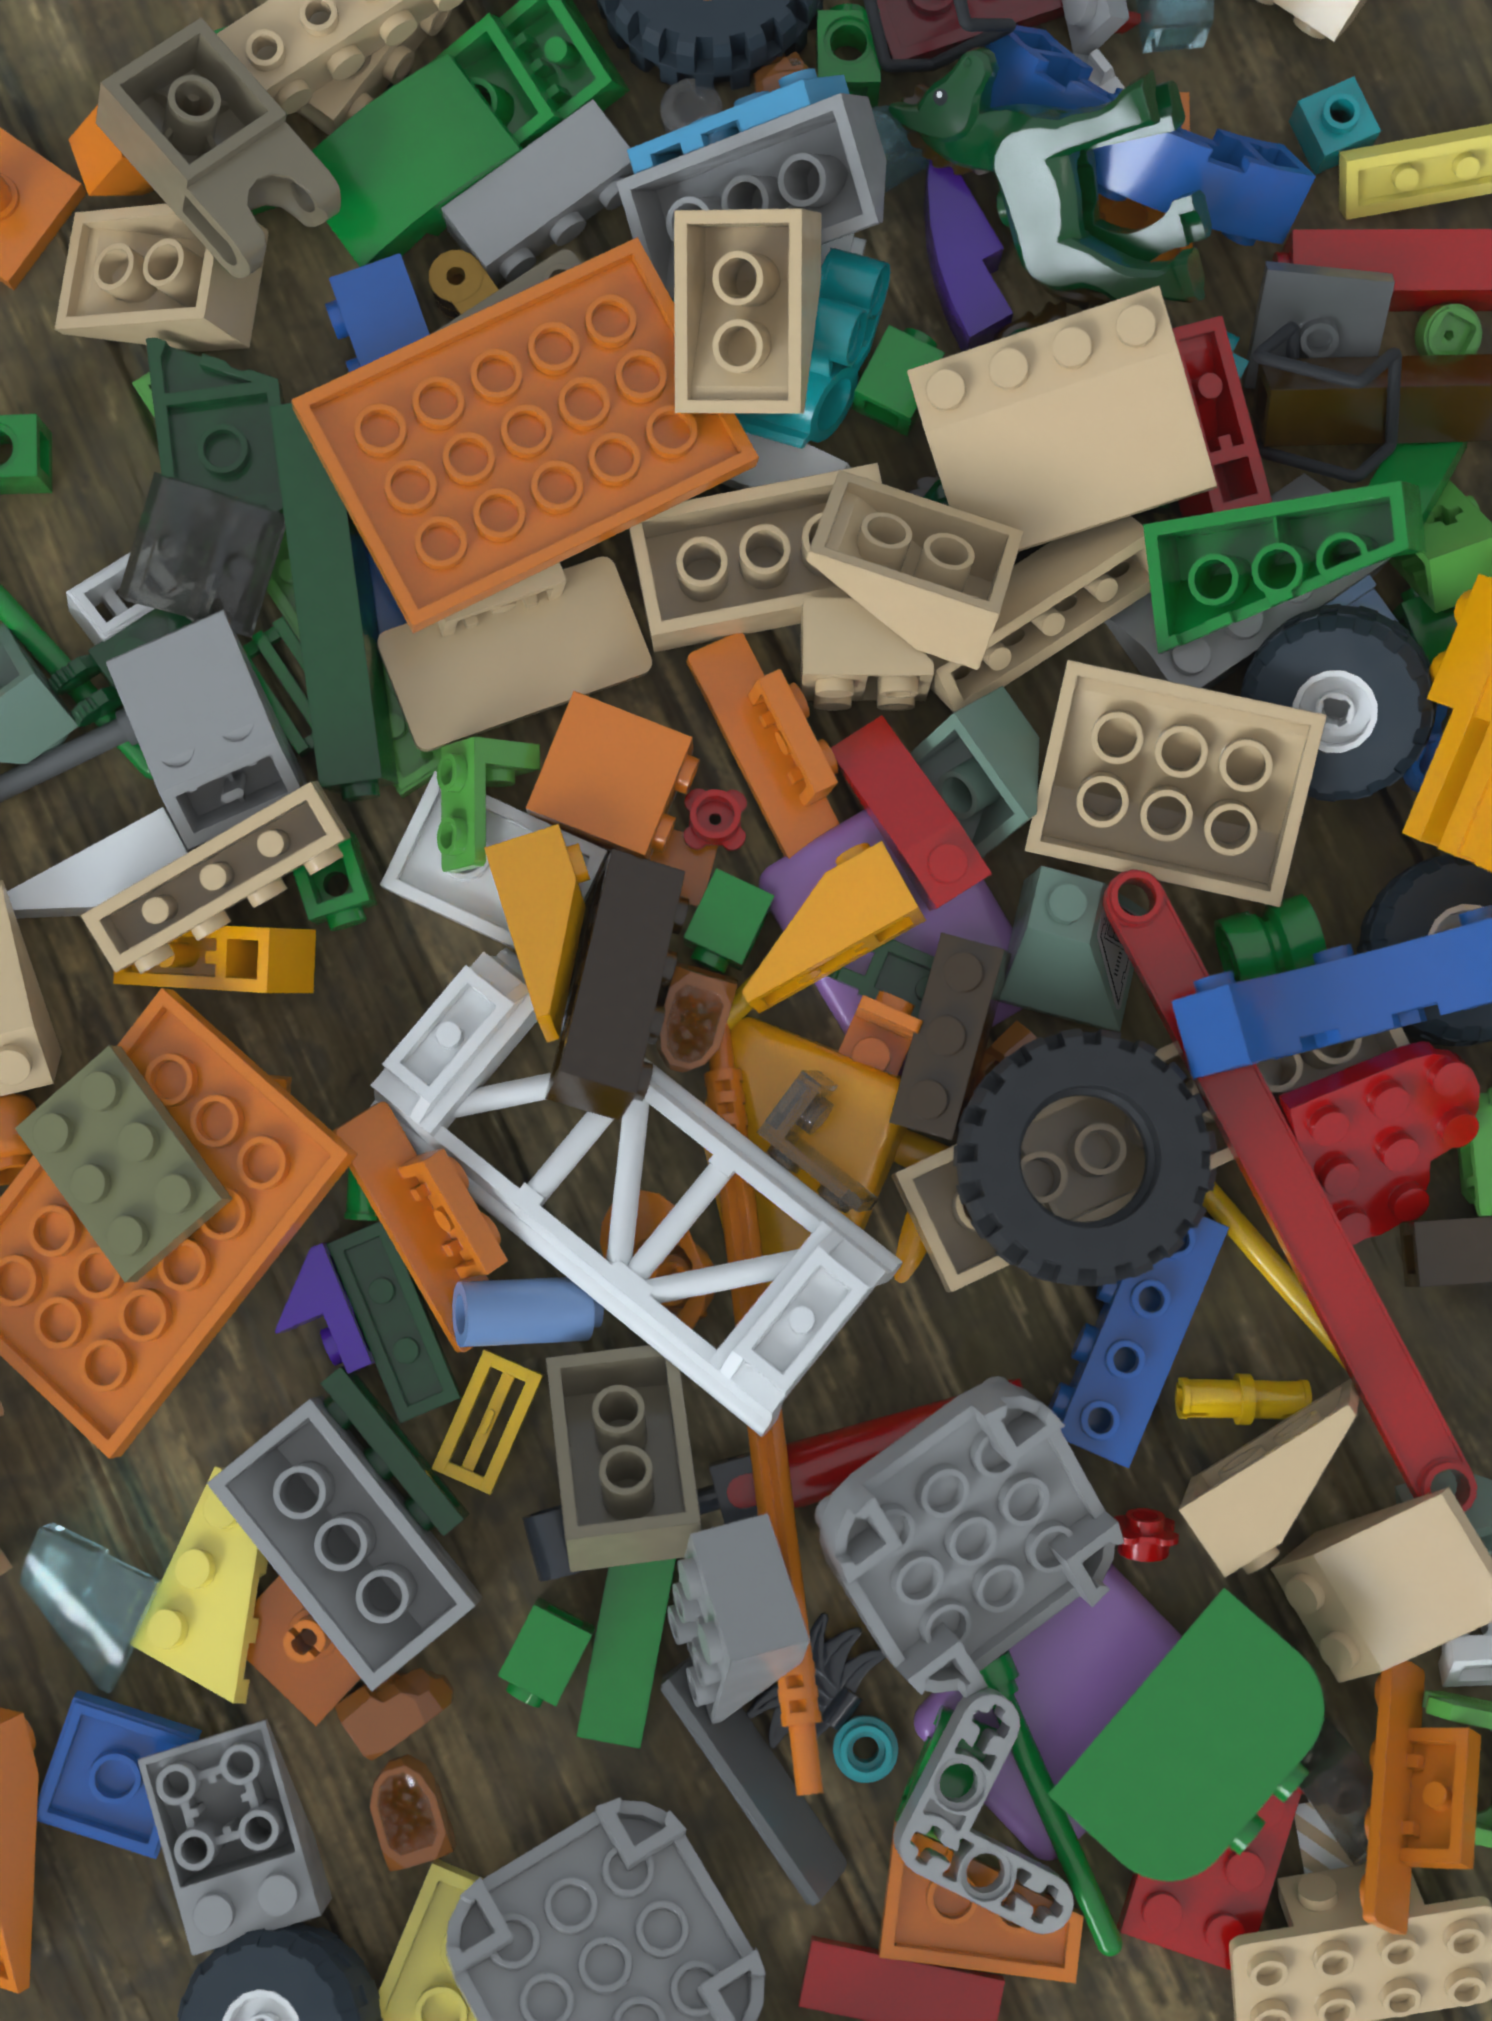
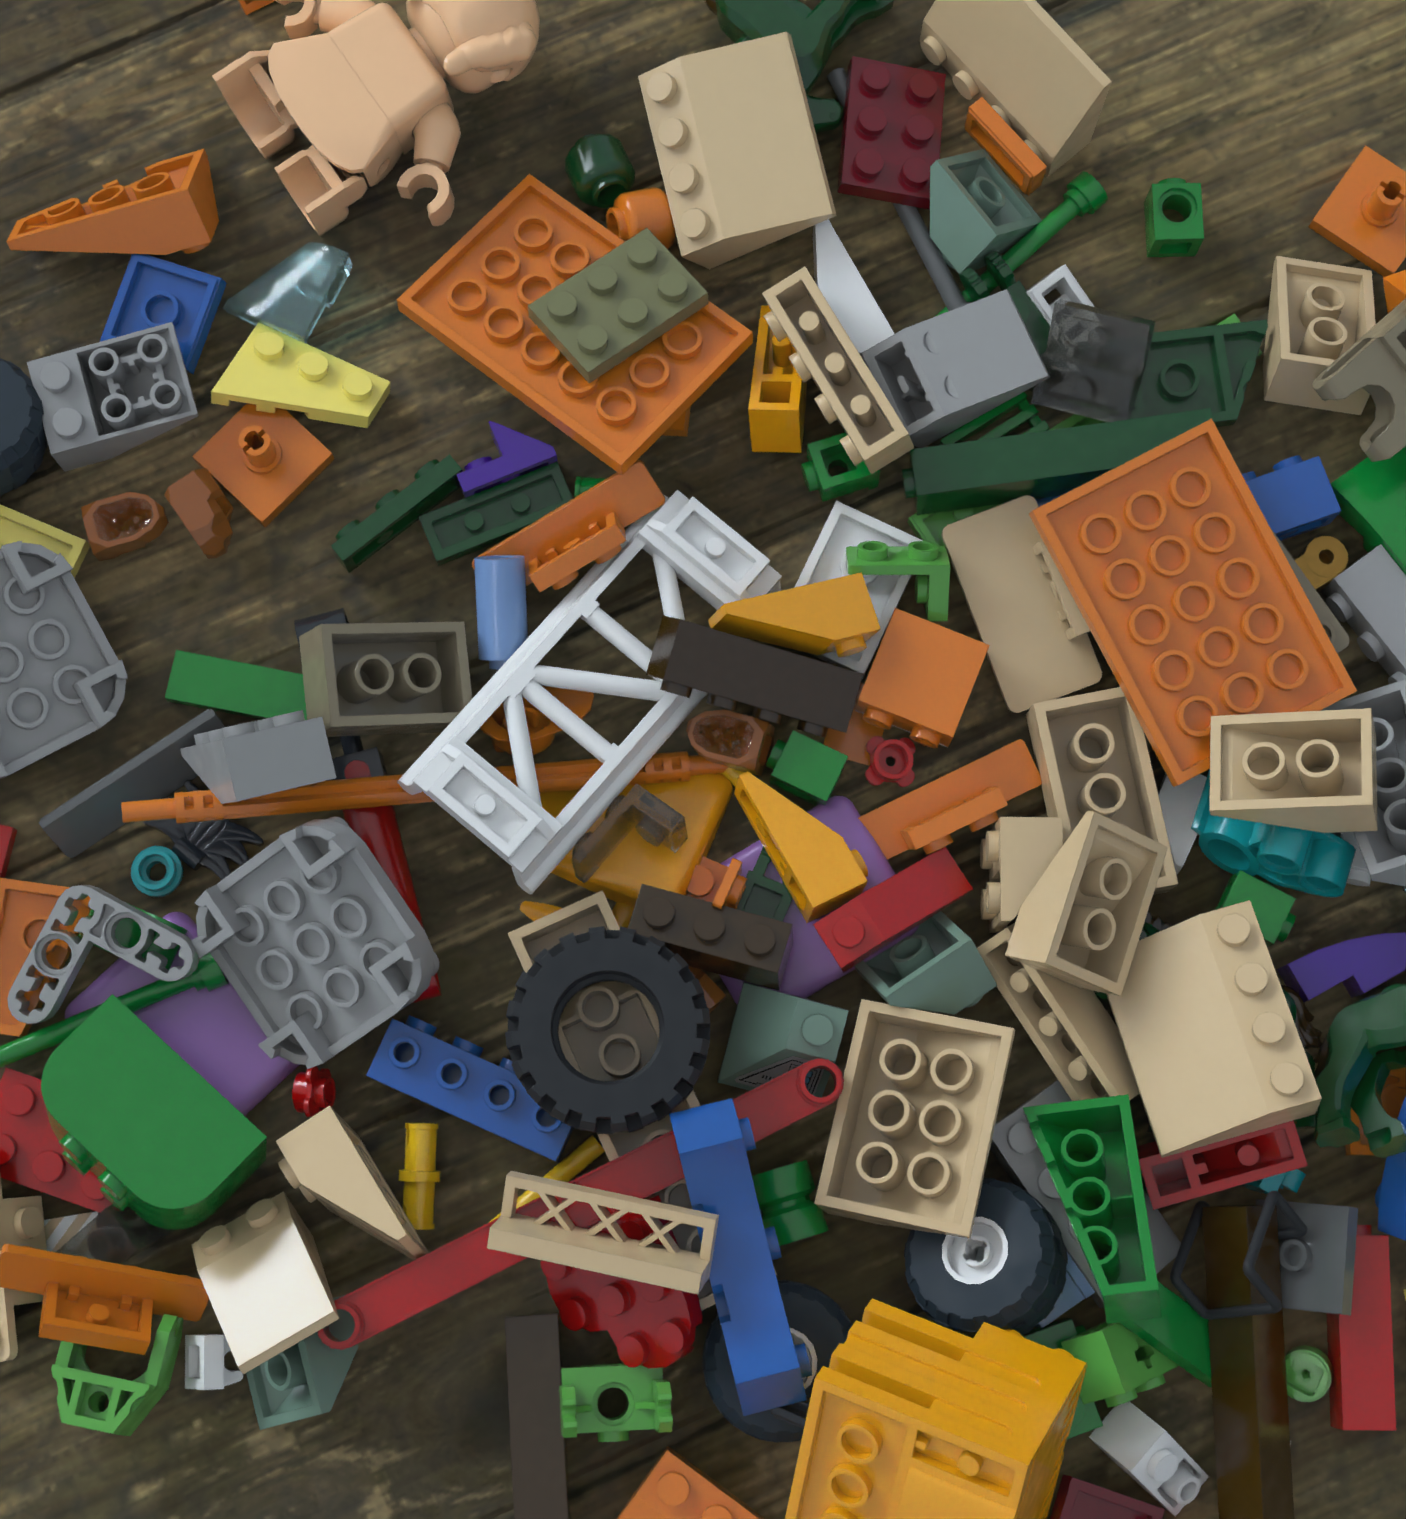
camera: 90 degrees right, 5 degrees down
(344, 1542) = (328, 473): light grey slope -> none
(466, 1472) = (379, 568): yellow tile -> none
(545, 1654) = (239, 625): green brick -> none
(1359, 1163) = (599, 1251): none -> tan fence

